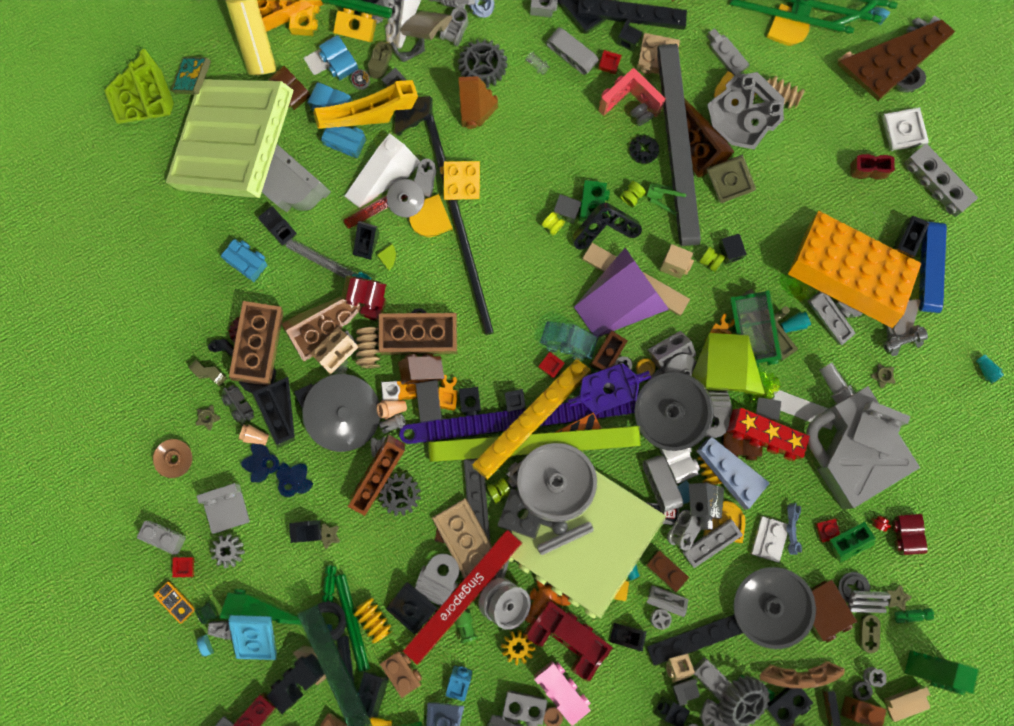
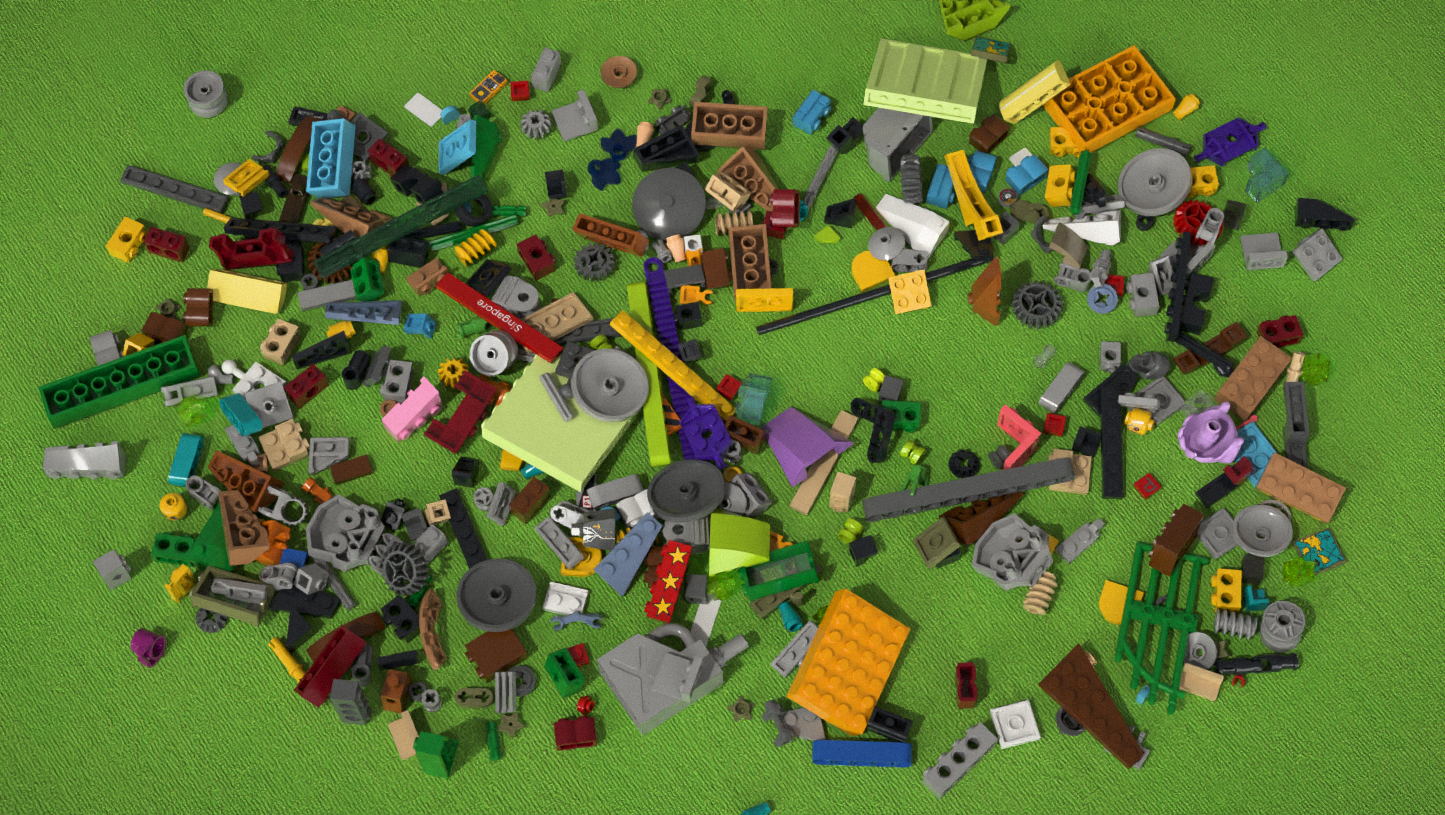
camera: 90 degrees right, 15 degrees down
(192, 674) = (424, 109): none -> white sticker
(338, 164) = (911, 179): none -> dark grey gear
(401, 555) = (540, 266): none -> dark red brick
(462, 322) = (764, 300): none -> yellow tile

